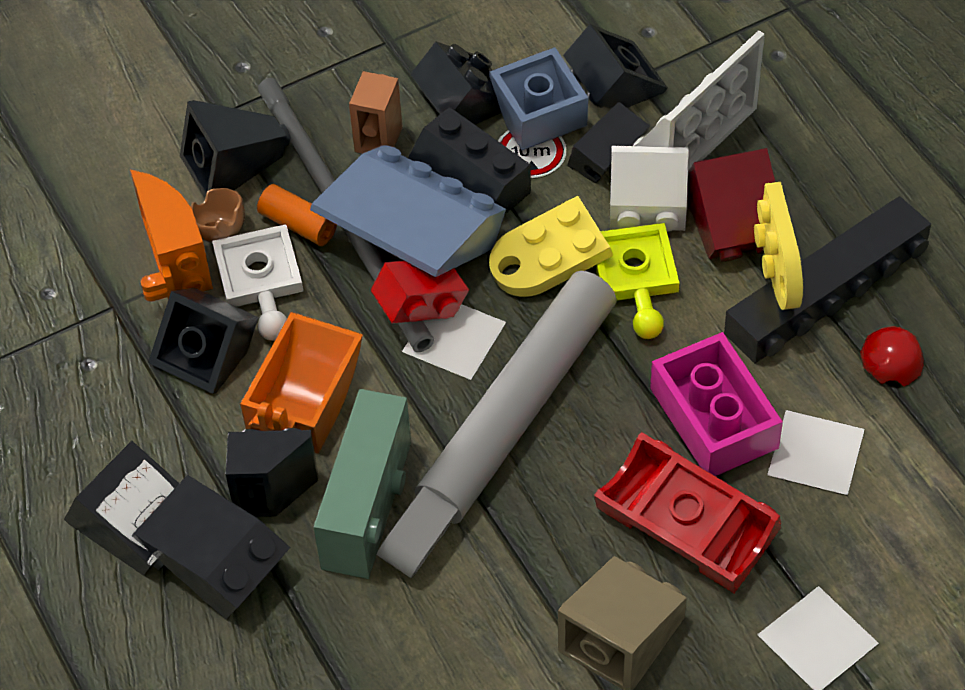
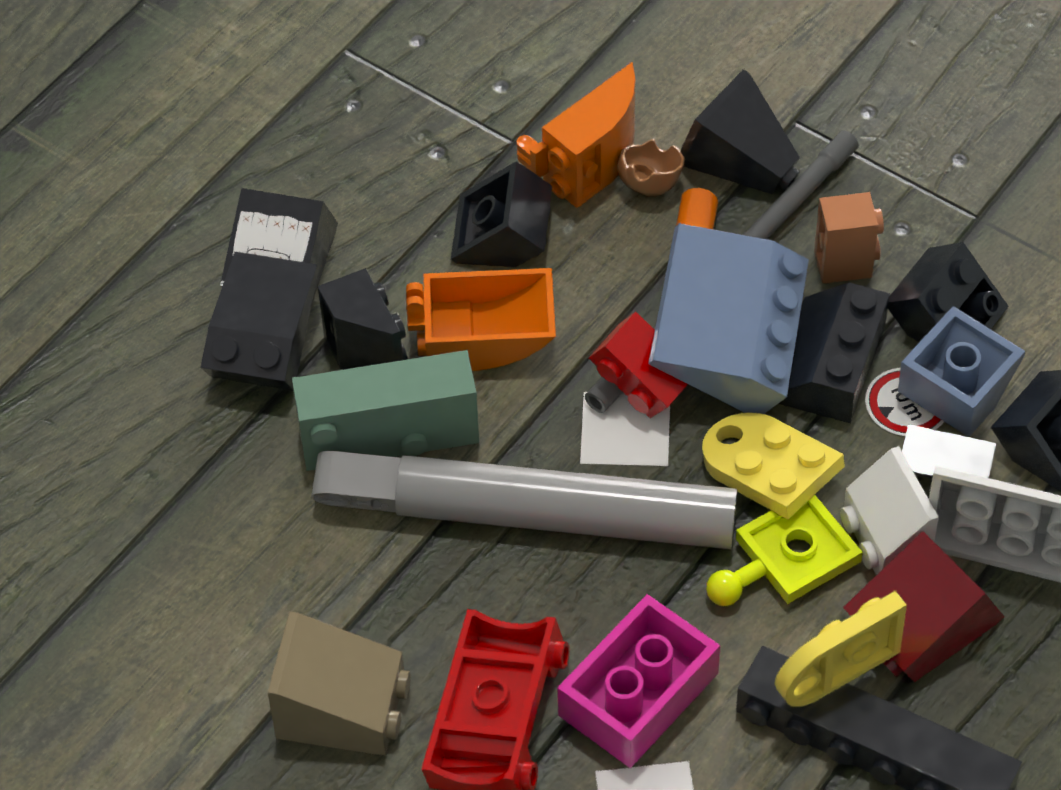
camera: 65 degrees right, 0 degrees up
(249, 286) = (607, 250): white plate -> none

